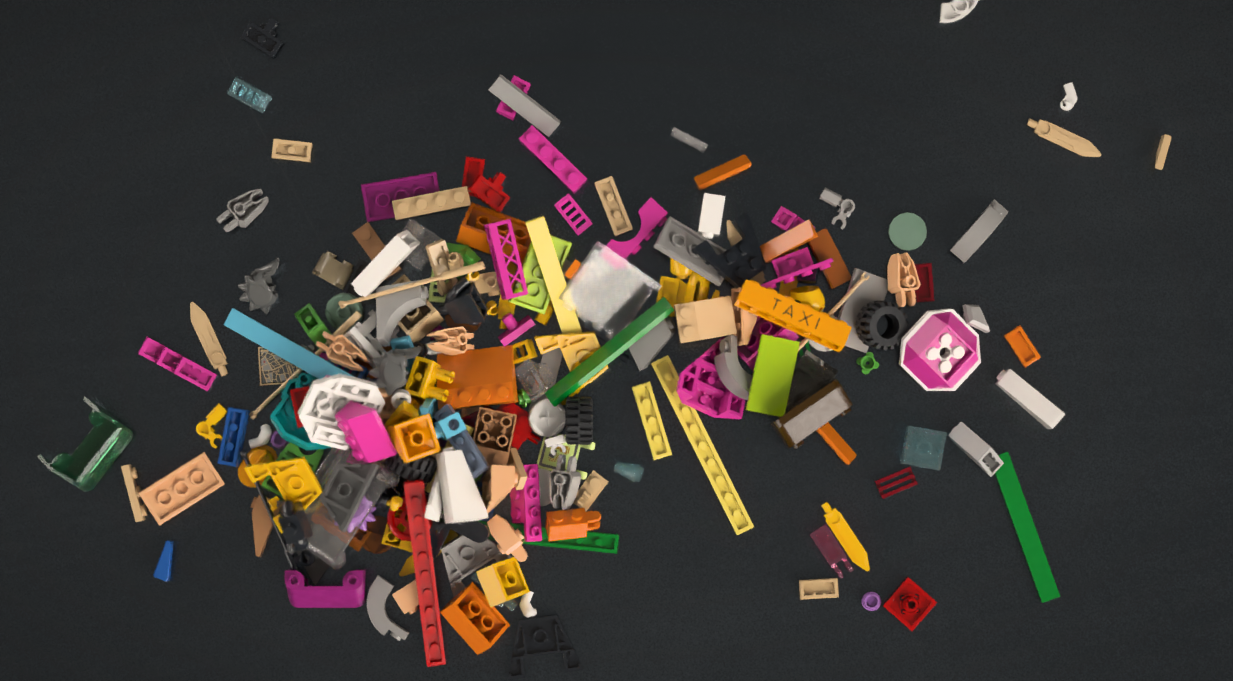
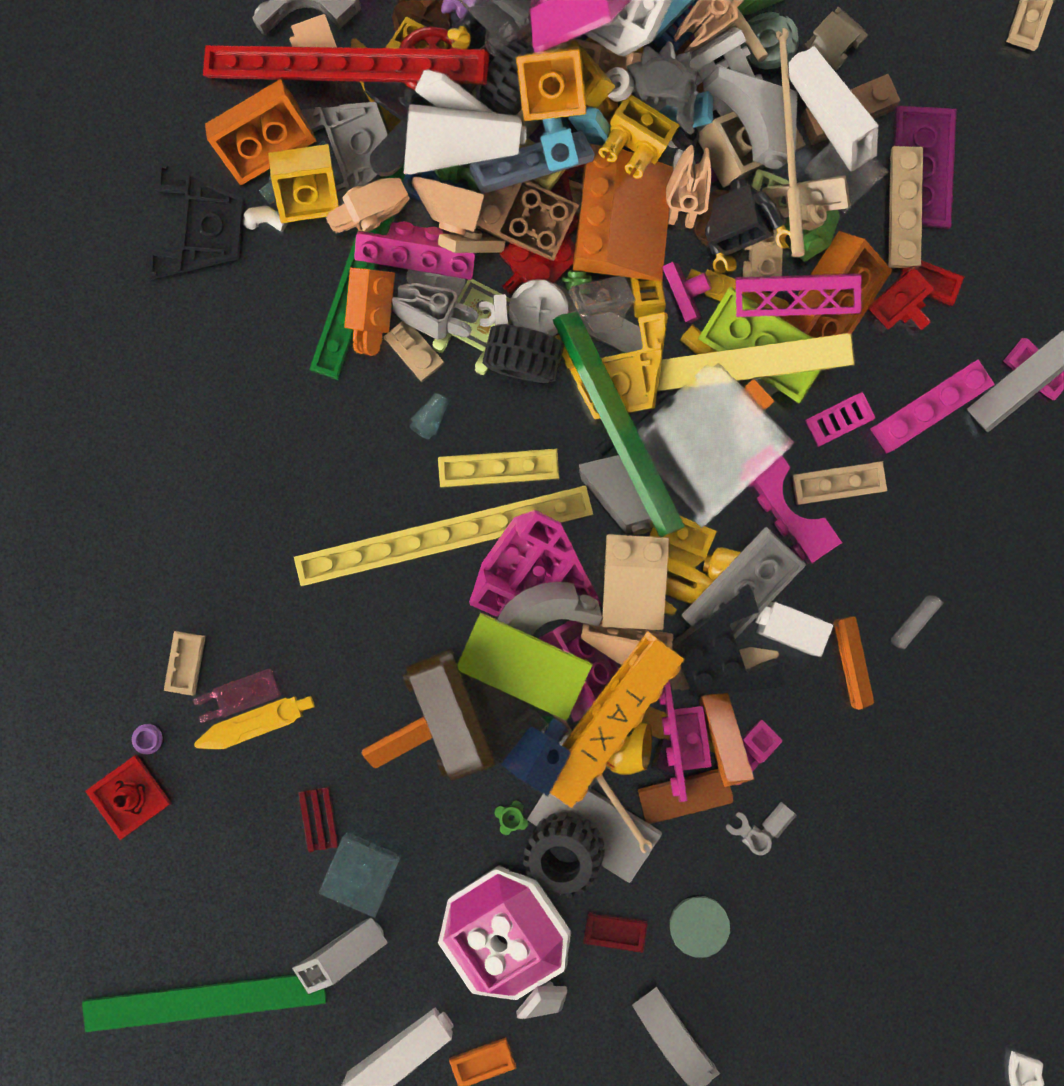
camera: 110 degrees right, 0 degrees up
(825, 353) = (539, 757): none -> dark blue torso
(902, 279) = (628, 903): light nougat hinge -> none

